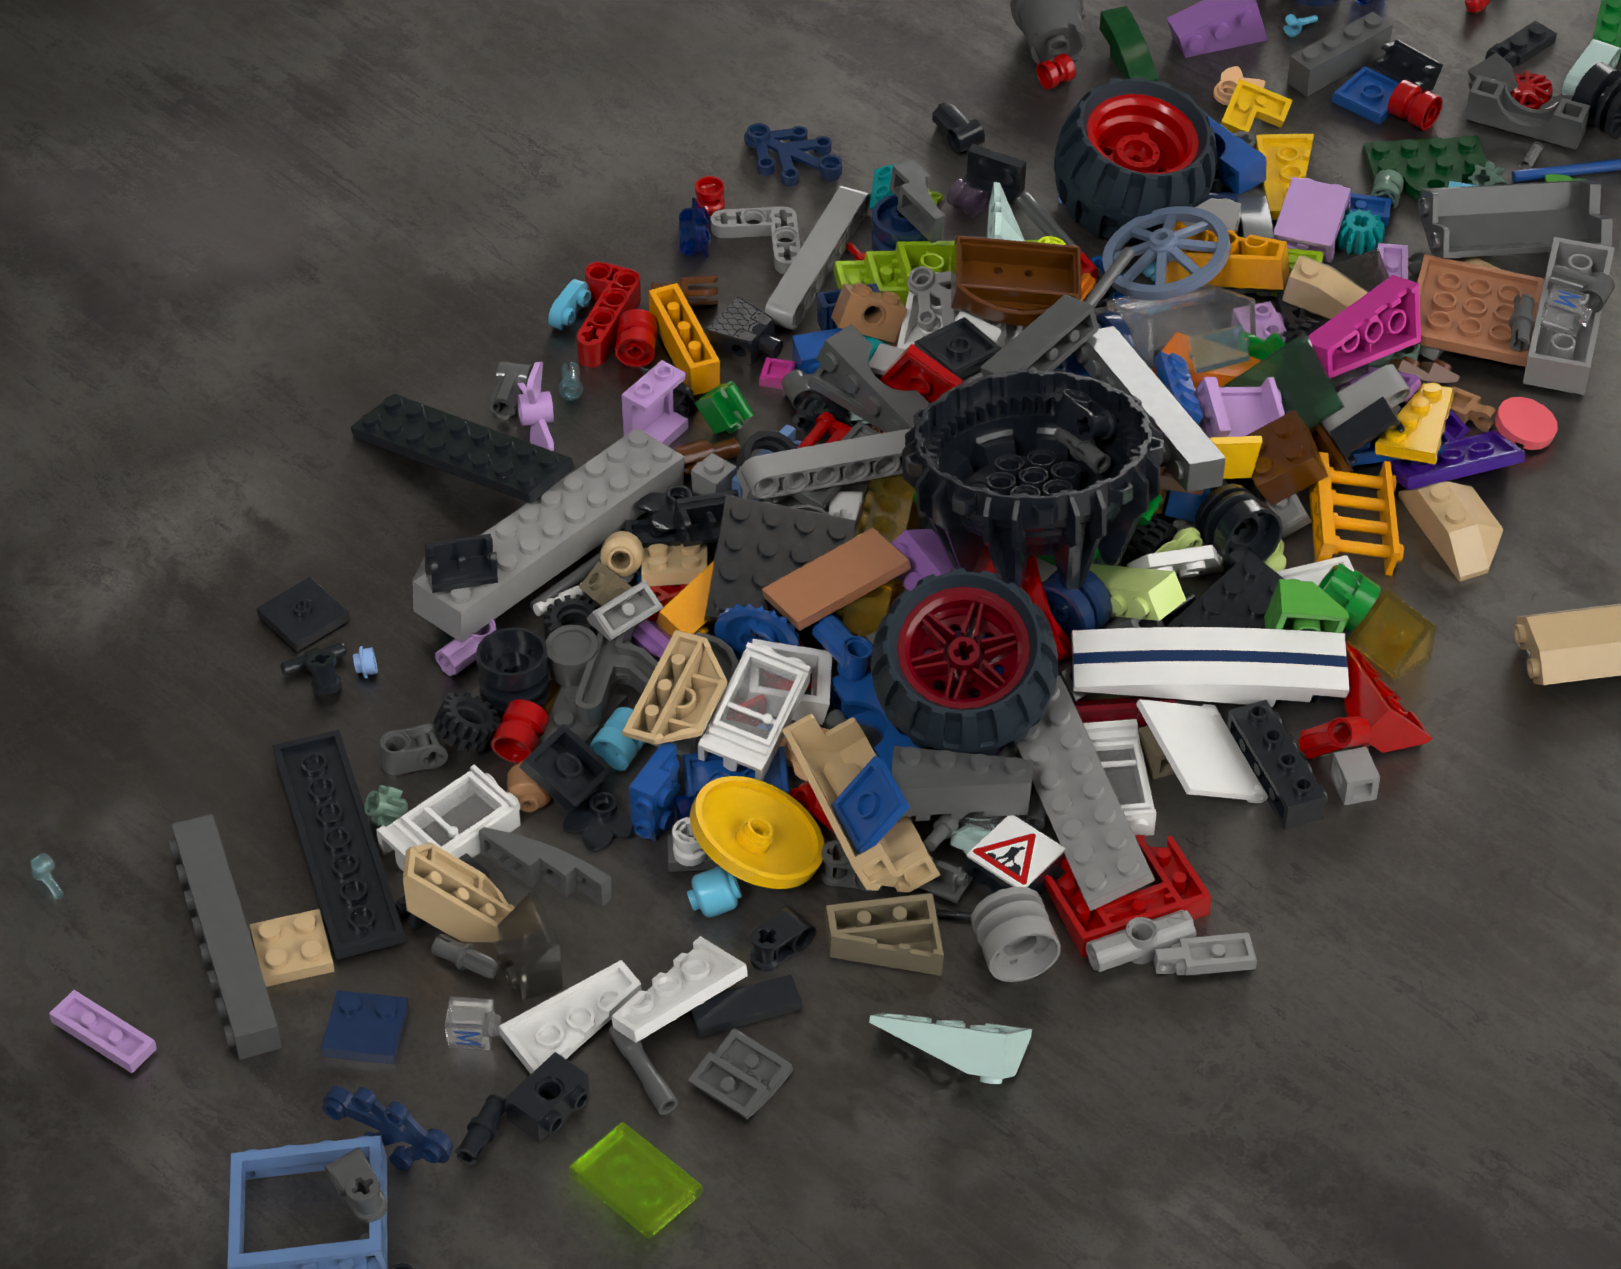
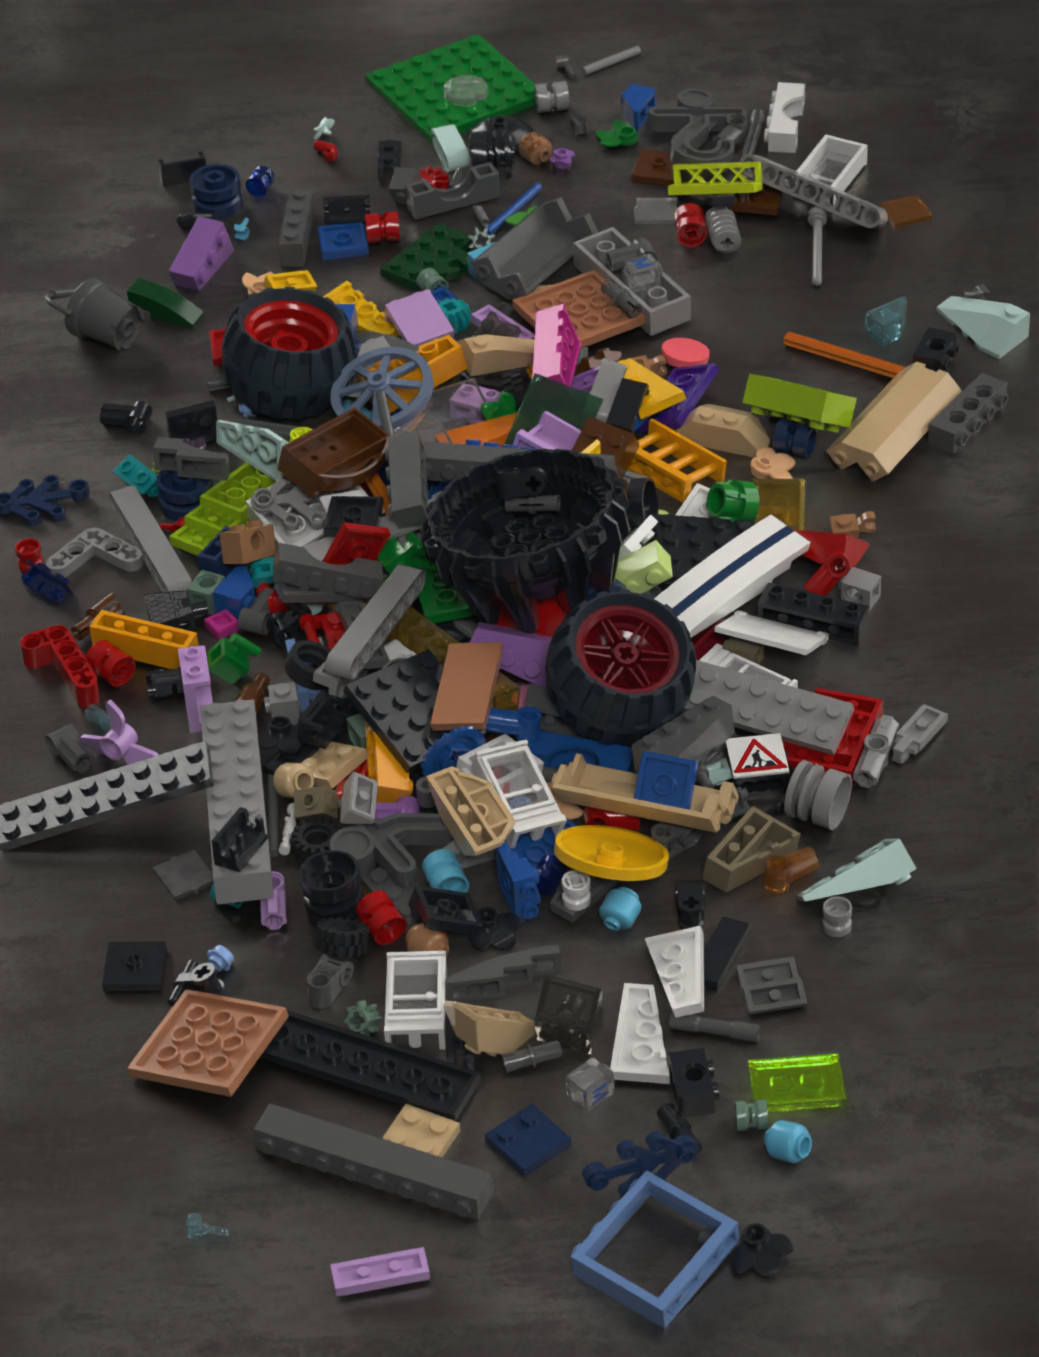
camera: 45 degrees left, 5 degrees down
(252, 723) = (208, 1042): none -> nougat plate
(358, 1185) = (677, 1198): dark grey piece -> none
(543, 1222) = (788, 1141): none -> medium azure head
(553, 1173) = (758, 1112): none -> sand green wheel
(569, 304) = (33, 671): medium azure plate -> none
(795, 324) = (202, 589): none -> sand green brick
(880, 1062) = (837, 916): none -> light grey wheel
(894, 980) = (783, 870): none -> clear orange piece
(1055, 71) = (139, 345): red wheel -> none
(1219, 348) = (481, 421): clear light blue piece -> none
(1304, 608) = (736, 515): bright green slope -> none
(1439, 707) = (851, 525): none -> medium nougat plate
(1454, 594) = (772, 465): none -> light nougat plate
(1504, 582) = (794, 438): none -> dark blue wheel
(1544, 548) = (799, 403): none -> lime piece

